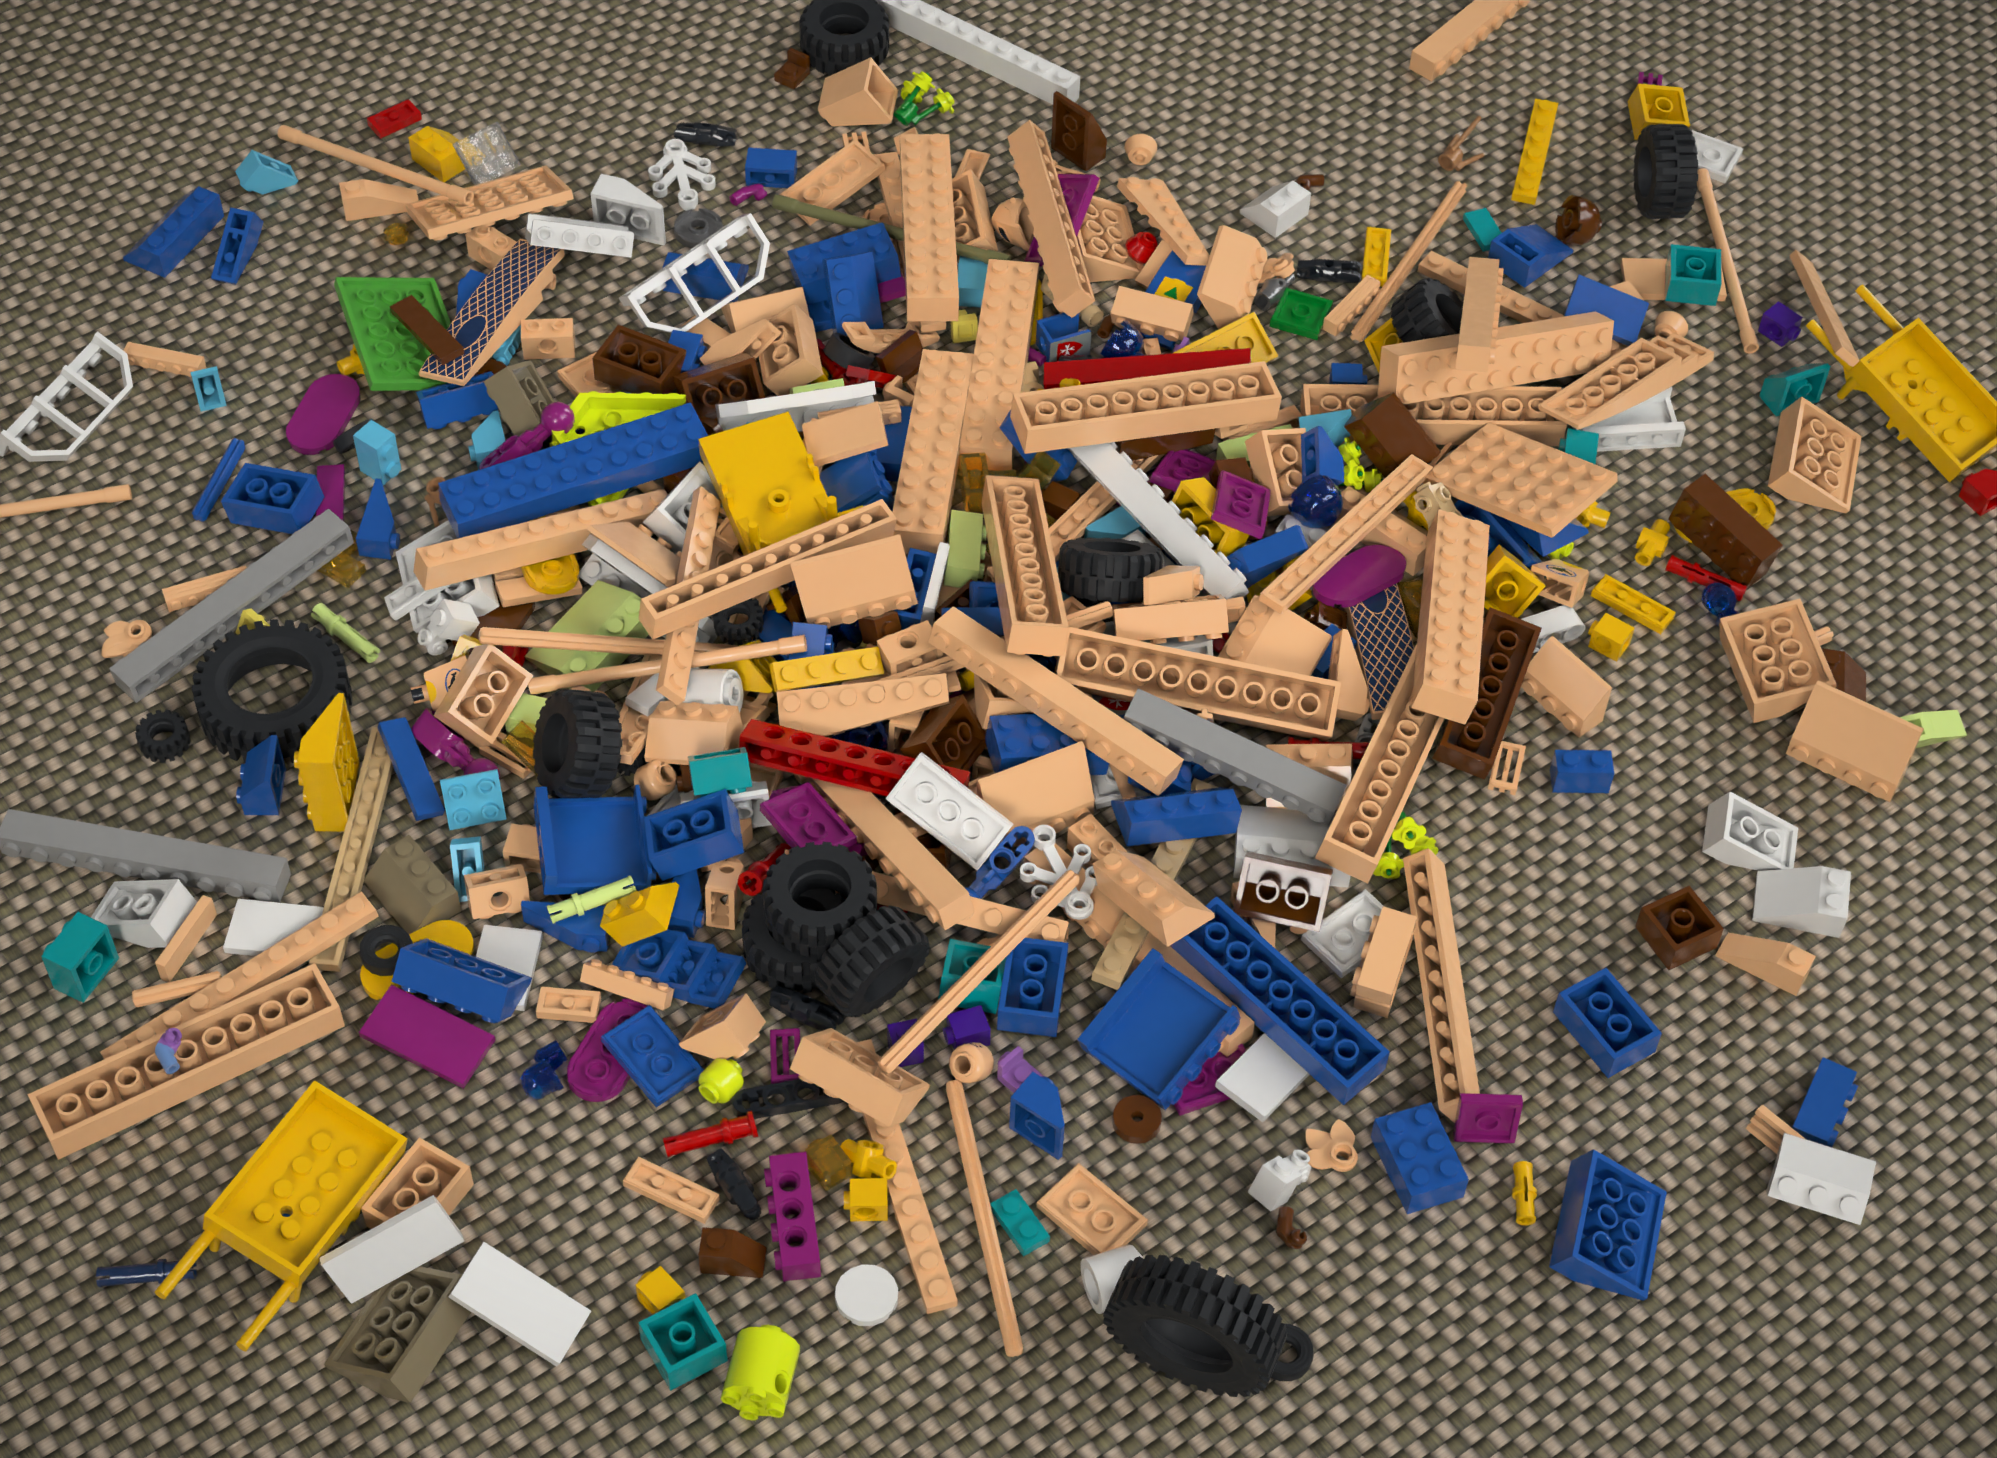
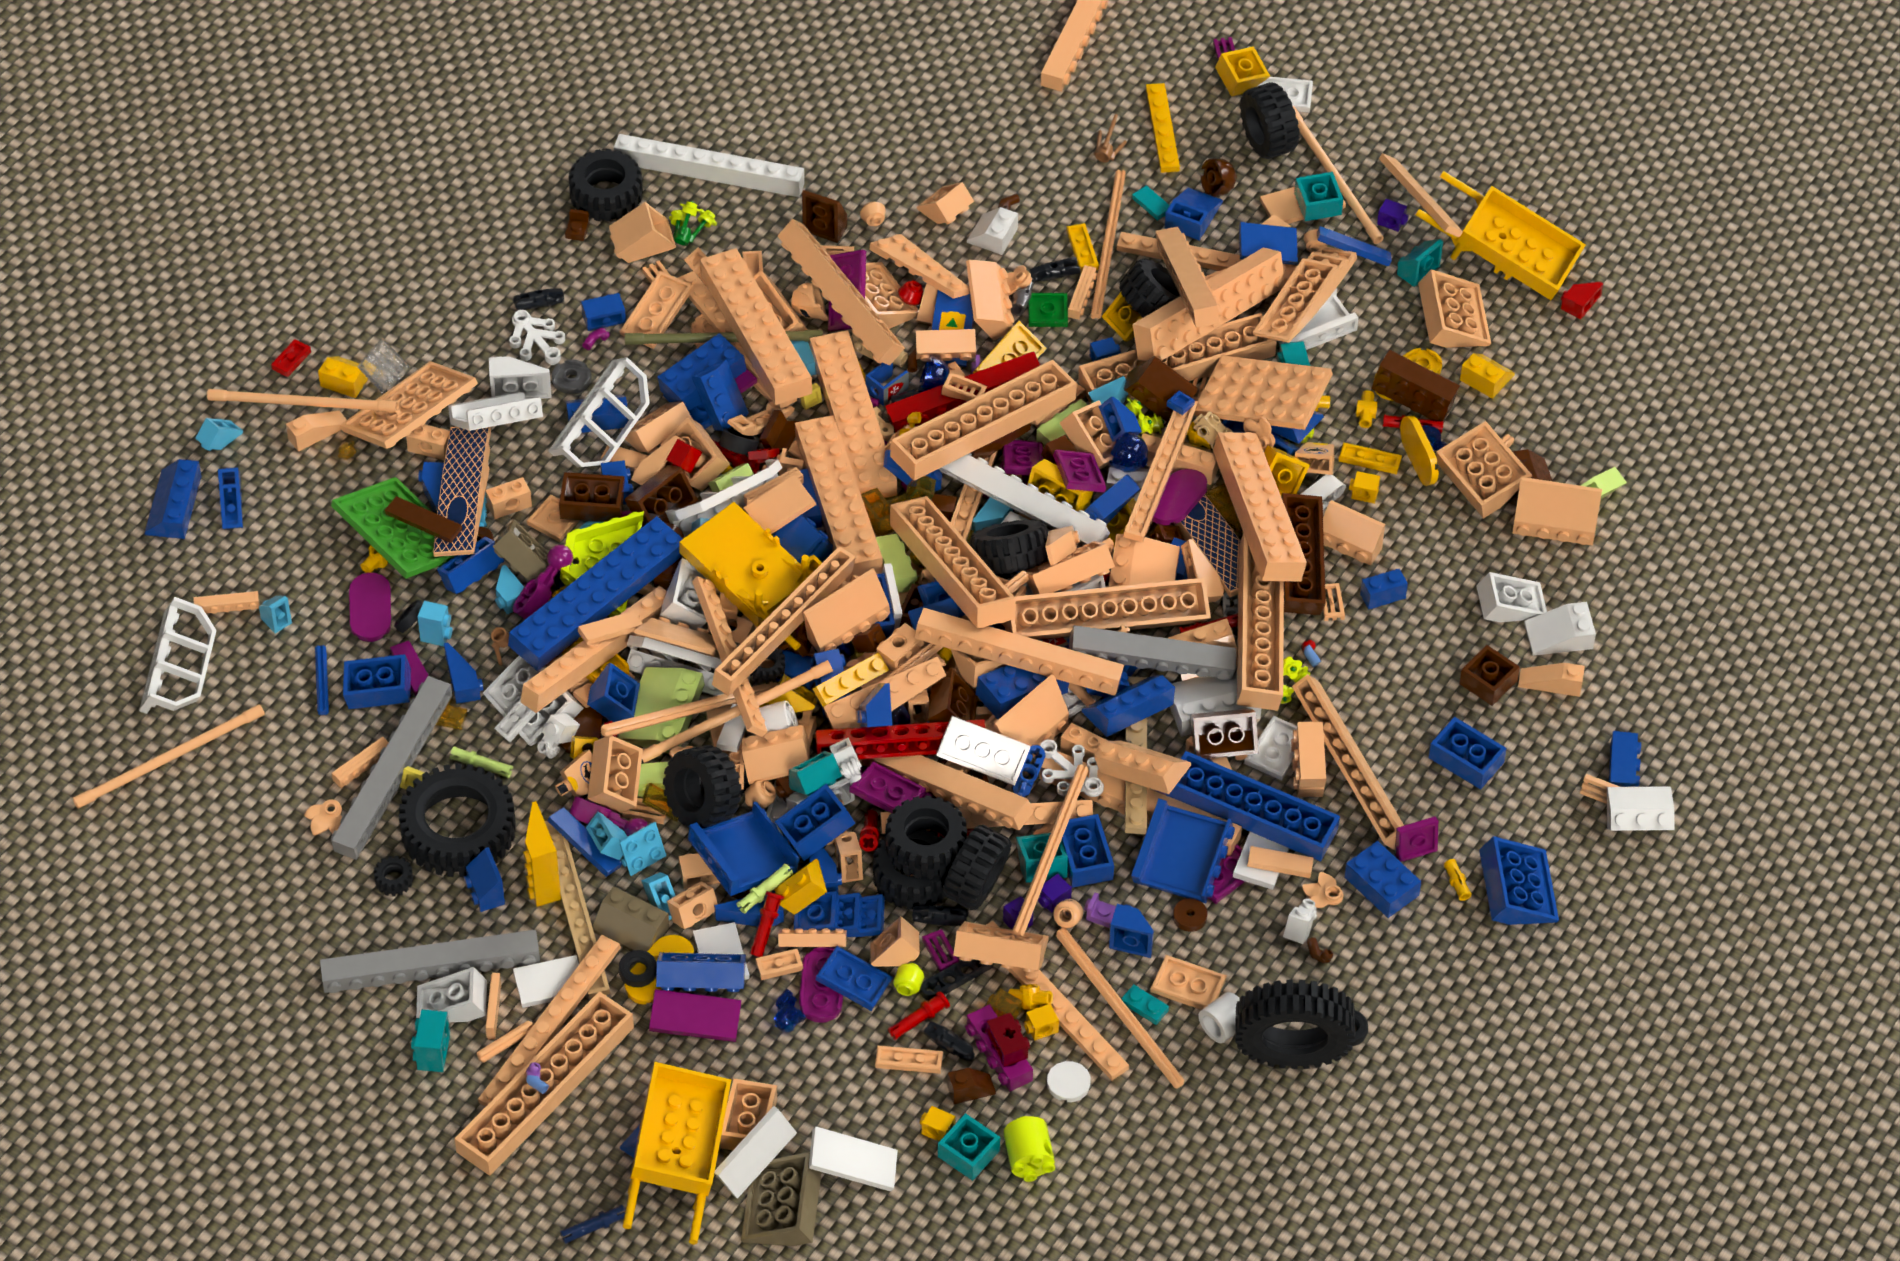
camera: 20 degrees left, 0 degrees up
(434, 765) = (606, 835): none -> medium azure slope
(540, 598) = (614, 694): none -> blue slope
(563, 515) = (609, 627): none -> light nougat tile
(580, 933) = (769, 913): none -> red pin
(767, 347) = (684, 456): none -> red brick
(768, 767) = (847, 760): none -> white brick
(799, 1192) = (1007, 1039): none -> dark red brick
(834, 714) = (876, 708): none -> blue slope
(1137, 353) = (959, 381): none -> light nougat slope
(1234, 162) = (946, 203): none -> light nougat slope
(1286, 1087) = (1280, 862): none -> light nougat tile
(1408, 461) = (1180, 402): none -> blue tile
(1448, 824) = (1308, 650): none -> medium blue arm
(1499, 526) = (1262, 429): none -> light nougat plate
(1699, 611) = (1419, 450): none -> yellow tile
(1722, 350) = (1350, 244): none -> blue tile
(1826, 545) = (1485, 374): none -> yellow slope

